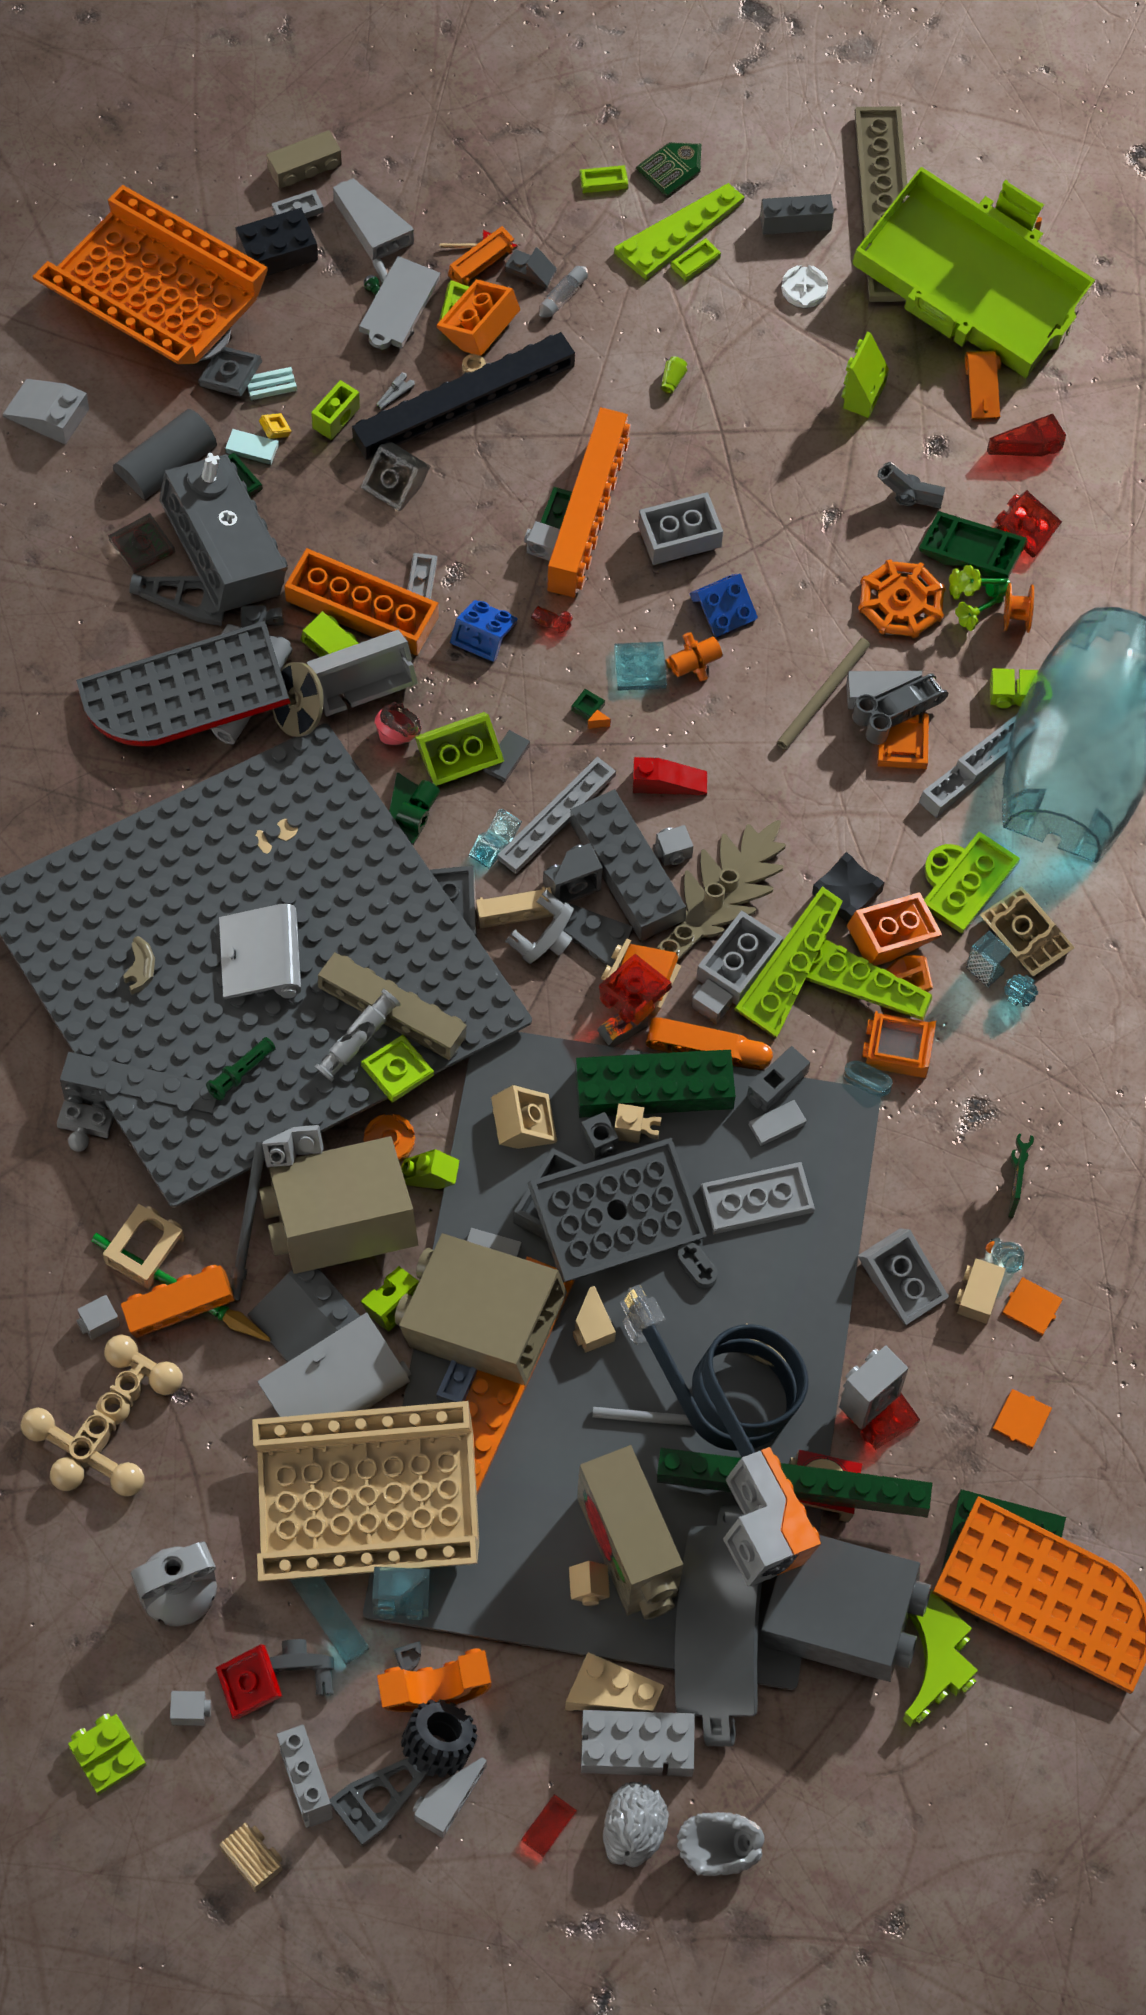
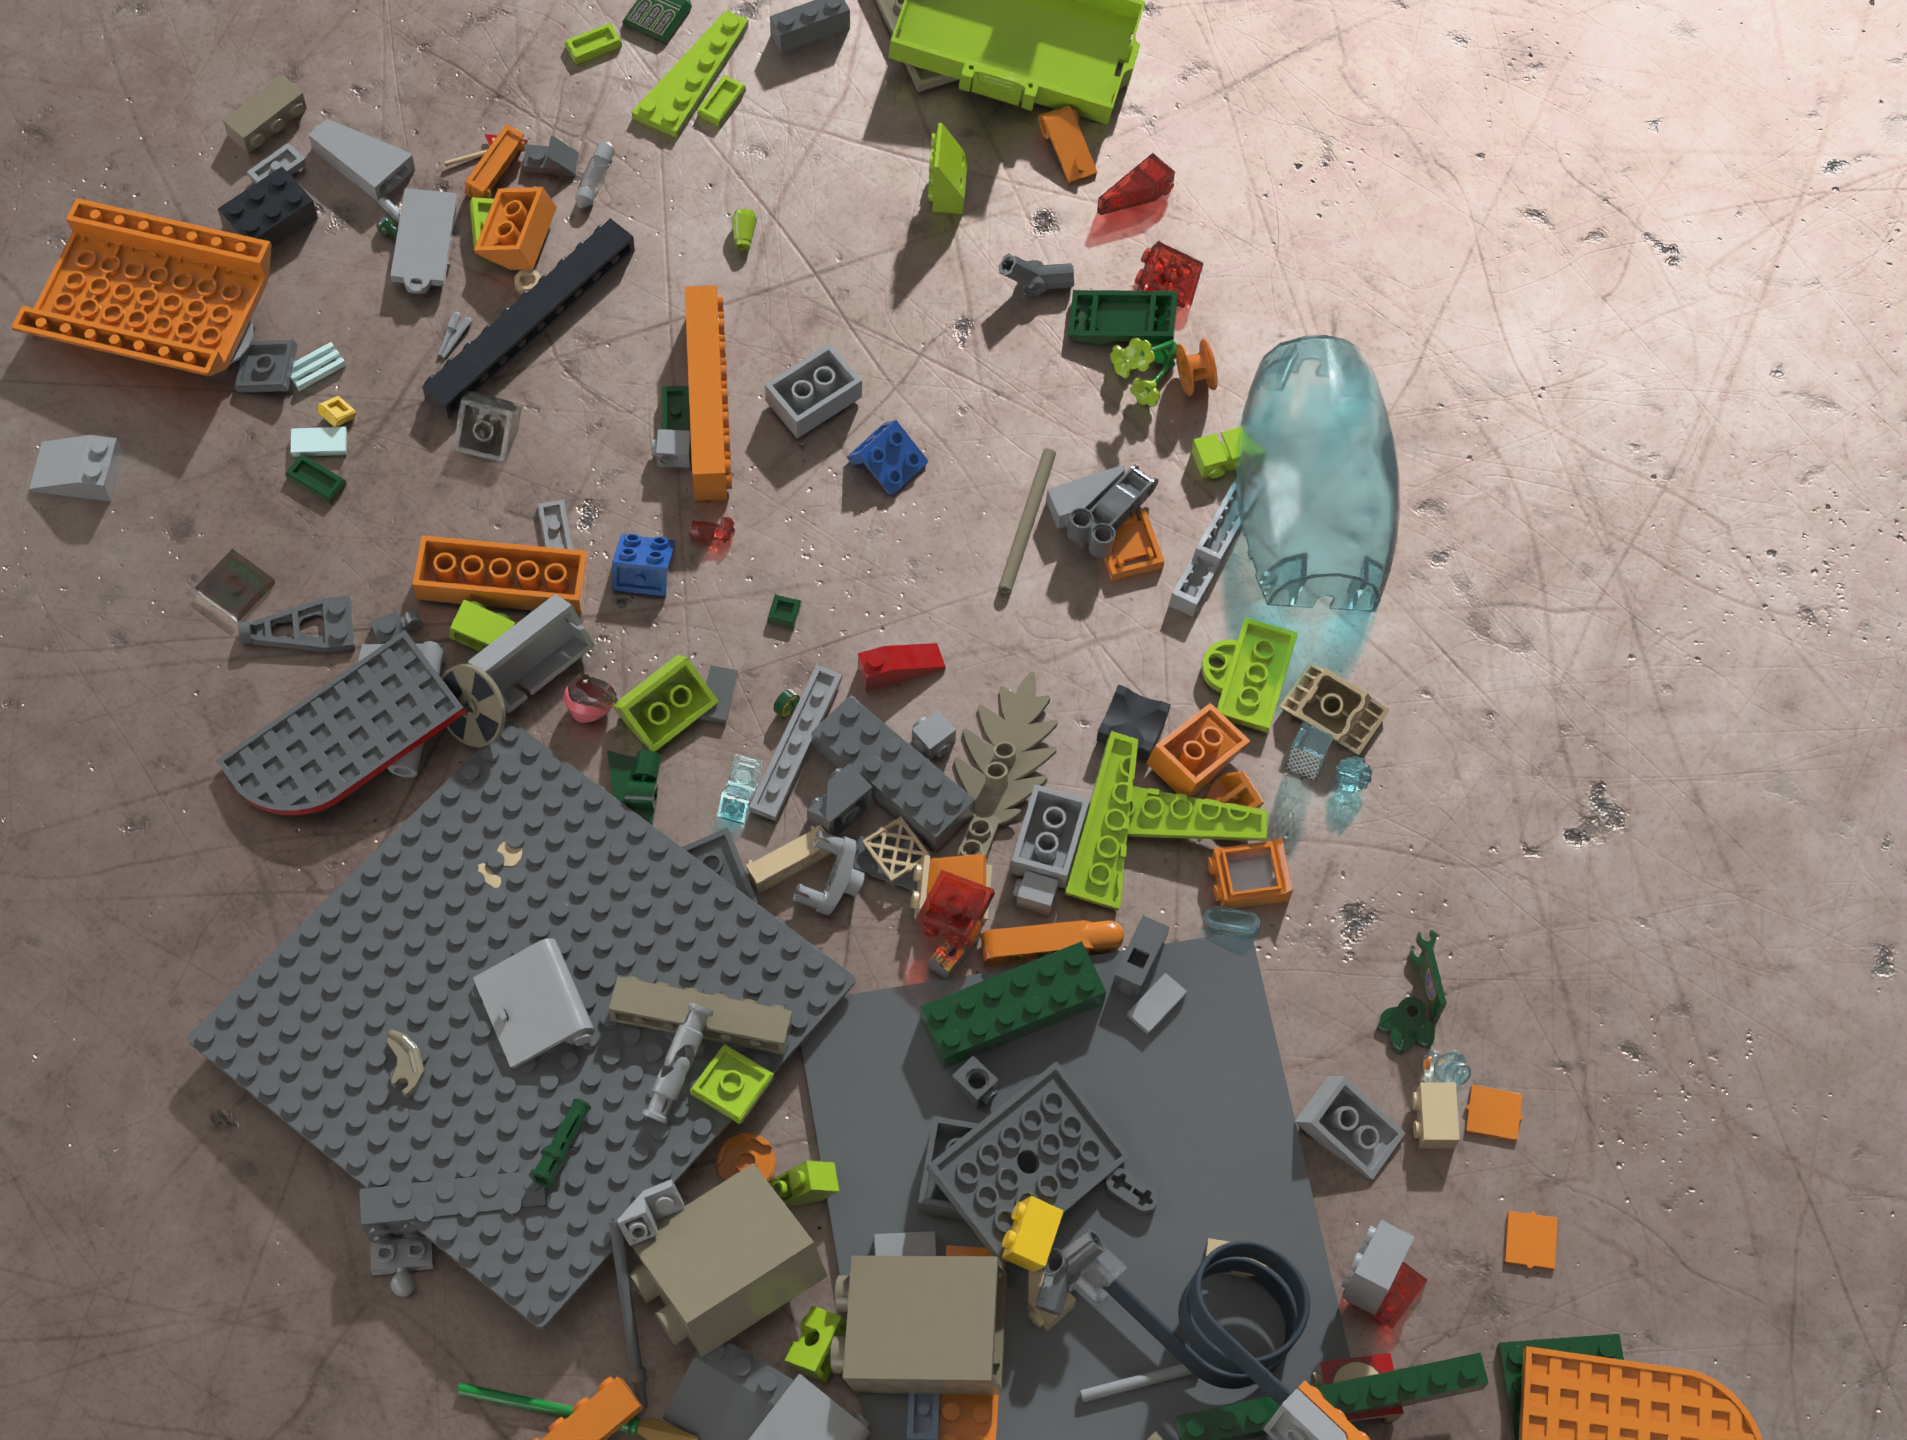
camera: 20 degrees left, 0 degrees up
(143, 1273) = (533, 1411): tan panel -> none
(174, 445) = (227, 478): dark grey brick -> none
(223, 532) = (323, 546): dark grey piece -> none
(335, 410) = (397, 374): lime brick -> none
(523, 1118) = (885, 1091): tan slope -> none
(560, 780) = (786, 703): none -> dark green tile
(589, 931) = (883, 832): none -> tan window
(596, 1265) = (1031, 1233): none -> yellow brick
(598, 720) = (802, 624): orange piece -> none
(613, 1302) = (1065, 1268): none -> dark grey piece
(631, 1123) = (1004, 1058): tan brick -> none
(640, 666) = (824, 551): clear light blue tile -> none
(694, 656) = (879, 524): orange pin -> none
(757, 1198) = (1166, 1094): light grey tile -> none
(804, 286) = (845, 95): white tile -> none
(902, 610) = (1070, 407): orange plate -> none
(983, 1213) = (1407, 1029): none -> dark green plate

